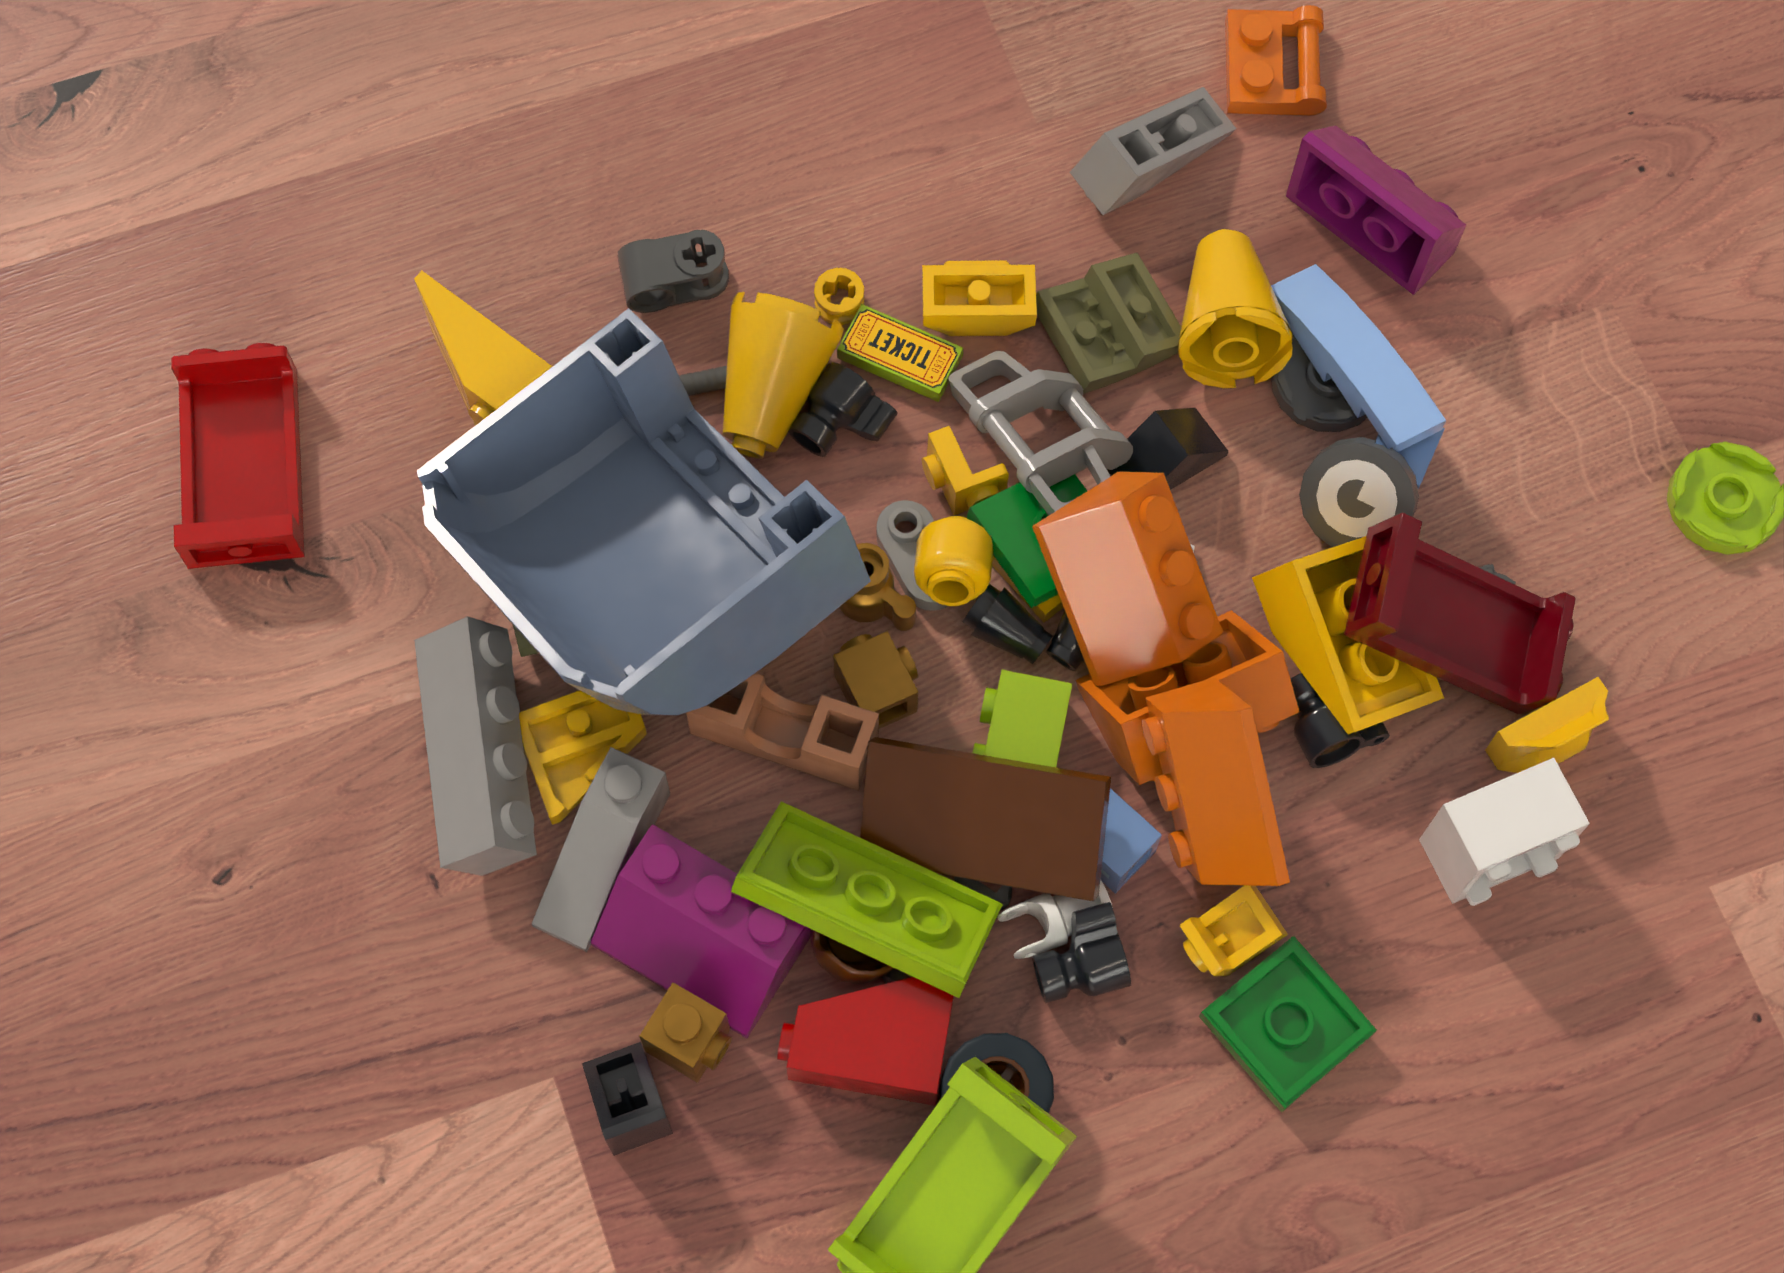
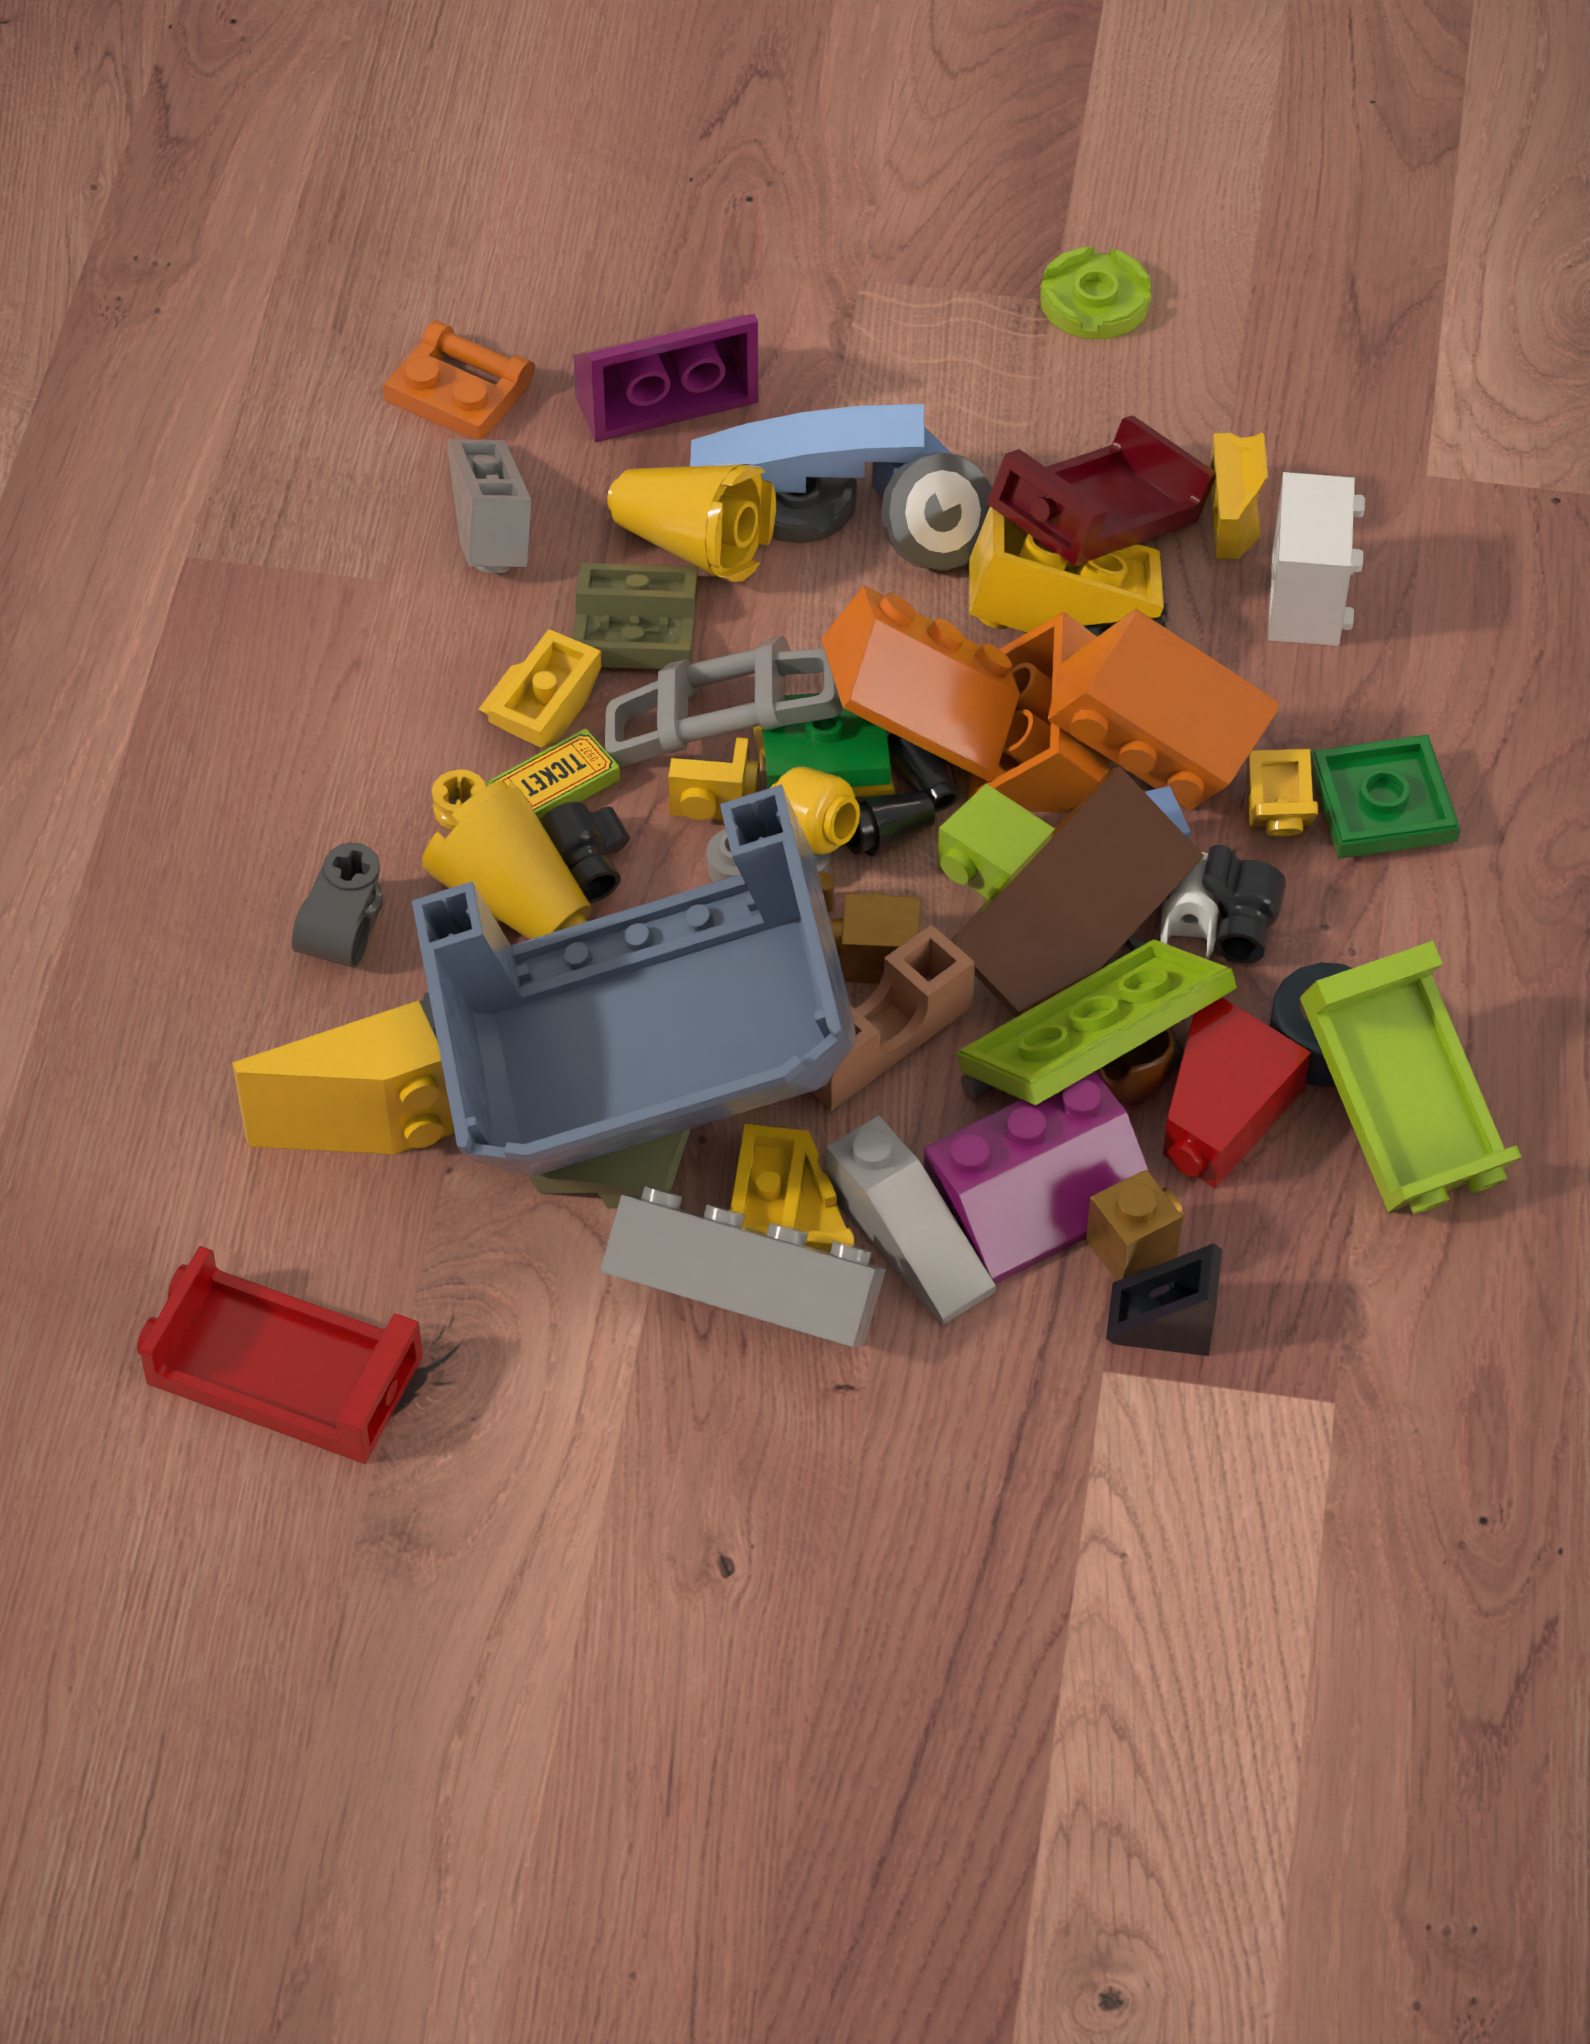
camera: 60 degrees left, 15 degrees down
(1173, 444) = (803, 624): black slope -> none

